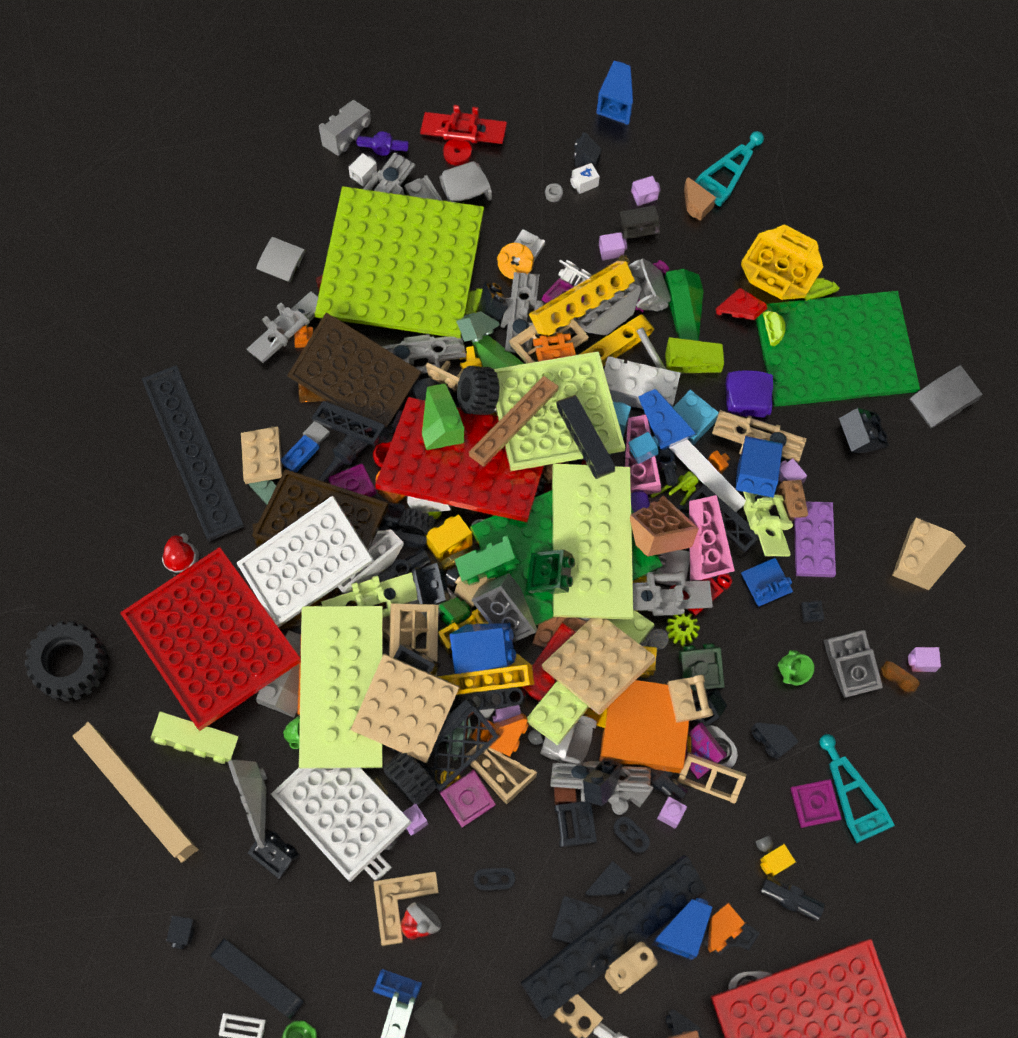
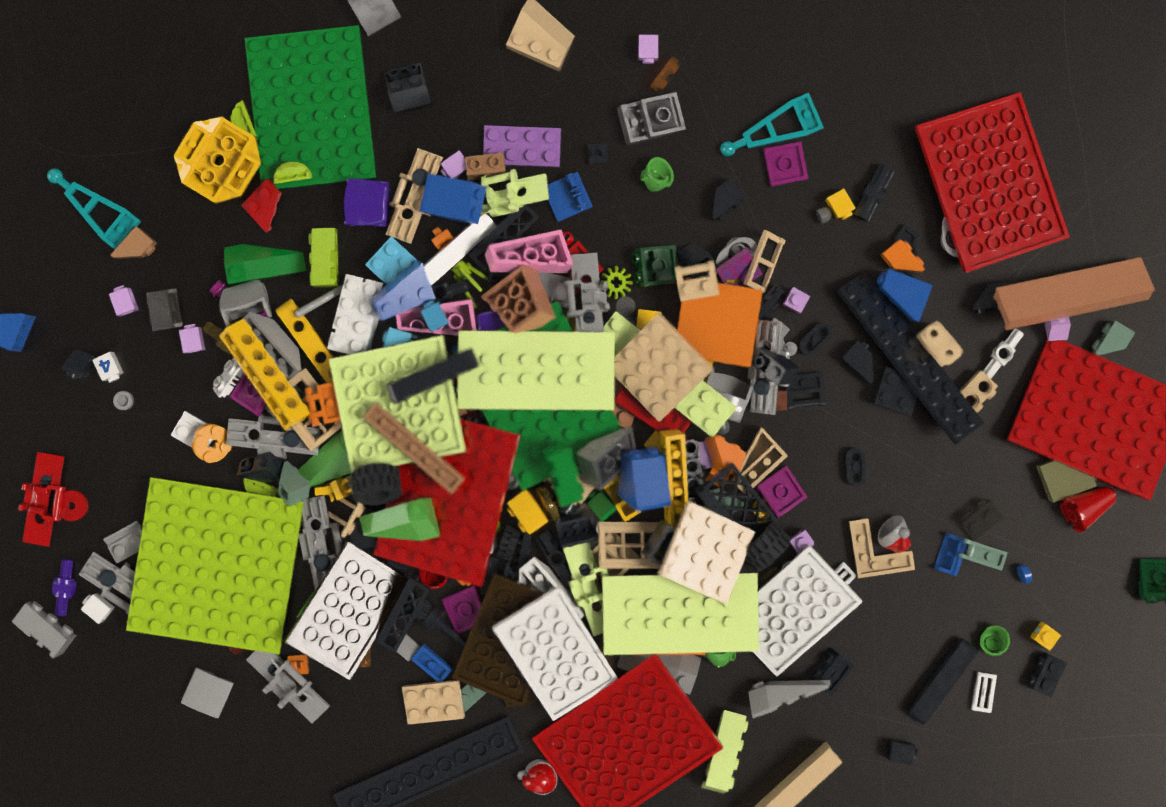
camera: 90 degrees left, 20 degrees up
(465, 182) = (117, 497): light grey piece -> none
(550, 572) = (573, 413): dark green plate -> none

